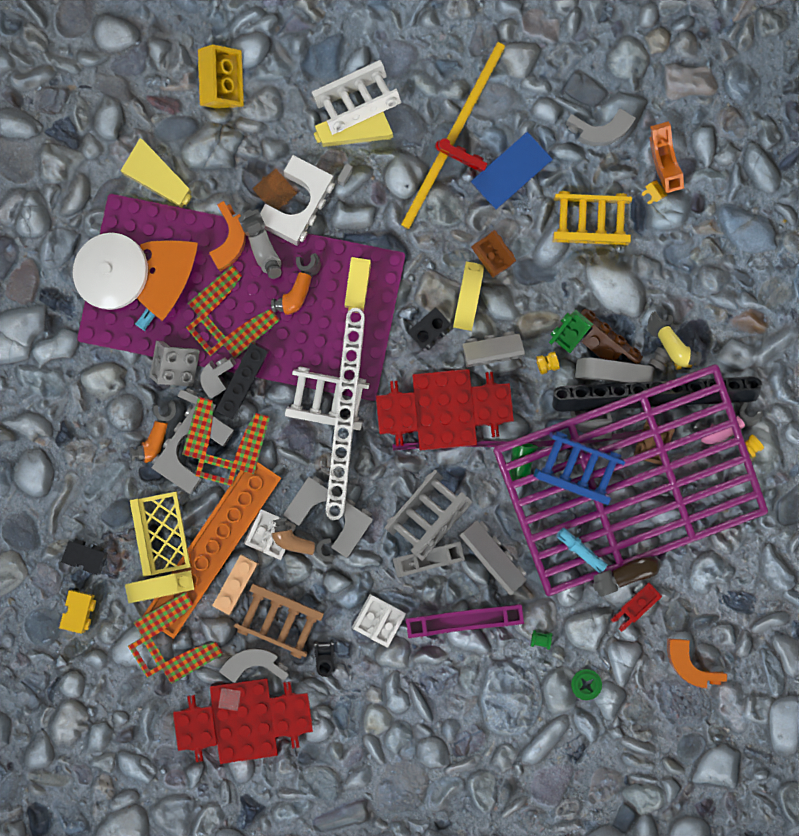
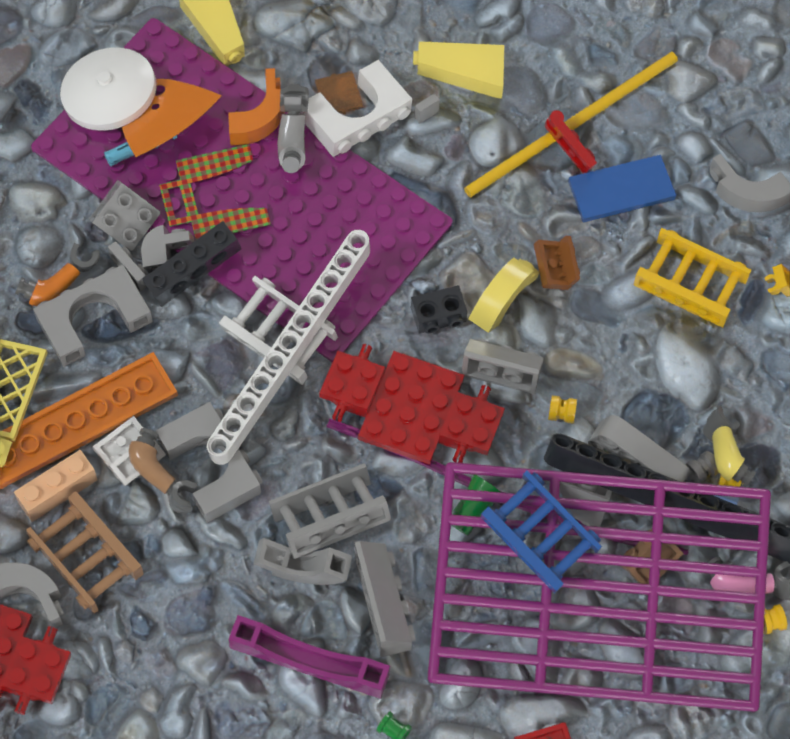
camera: 25 degrees right, 20 degrees down
(199, 436) = (149, 348): piece -> none
(295, 298) = (299, 205): piece -> none
(324, 655) = (116, 618): black piece -> none
(349, 84) = (480, 21): white fence -> none
(357, 283) = (383, 215): light yellow slope -> none
(378, 620) = (204, 611): white slope -> none
(572, 331) = (607, 383): green bracket -> none
(575, 544) = (499, 642): medium azure pin -> none
(606, 342) = (642, 413): reddish brown bracket -> none
(630, 572) = (554, 695): dark brown piece -> none

